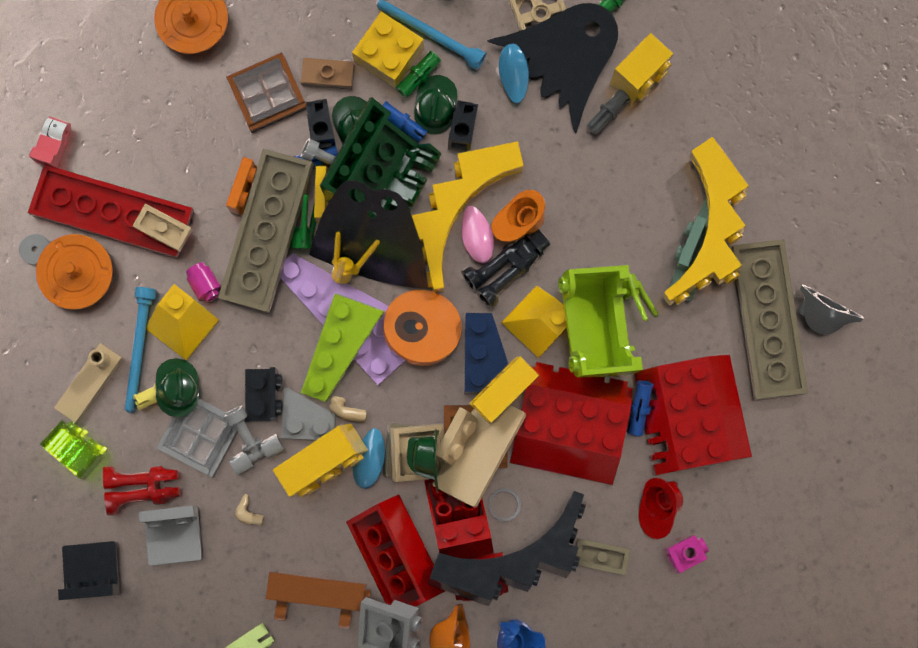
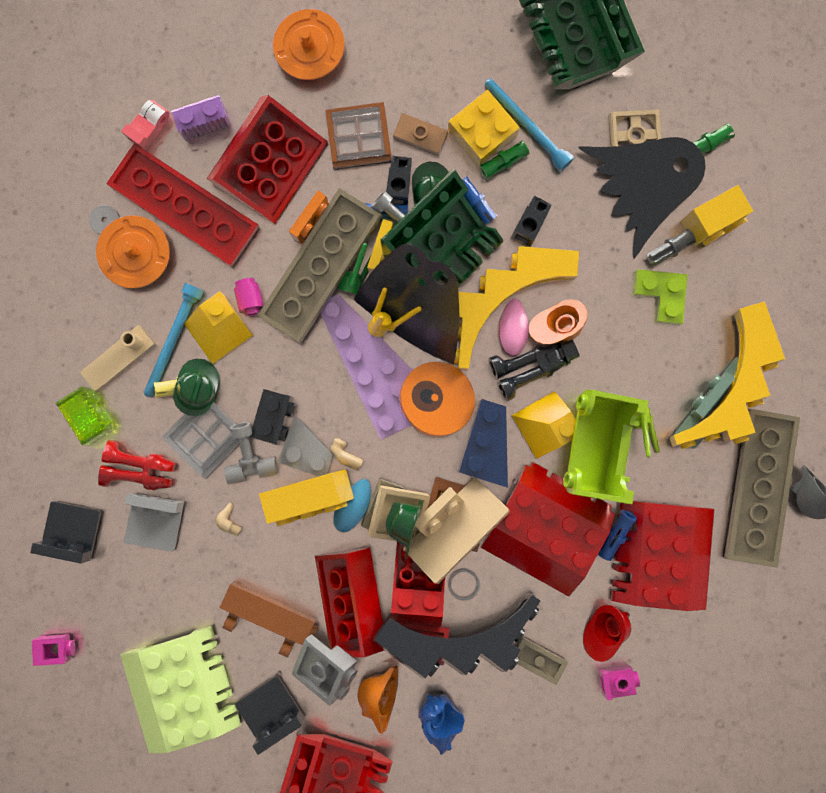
camera: 20 degrees right, 5 degrees up
(104, 120) = (201, 118): none -> medium lavender brick
(162, 227) = (224, 235): tan plate -> none
(182, 141) = (267, 158): none -> red slope
(341, 338) = (358, 389): lime wing -> none
(435, 104) = (512, 193): dark green piece -> none
(504, 389) = (496, 482): yellow piece -> none
(514, 72) = (594, 184): dark azure arm -> none
(617, 152) = (668, 288): none -> lime plate

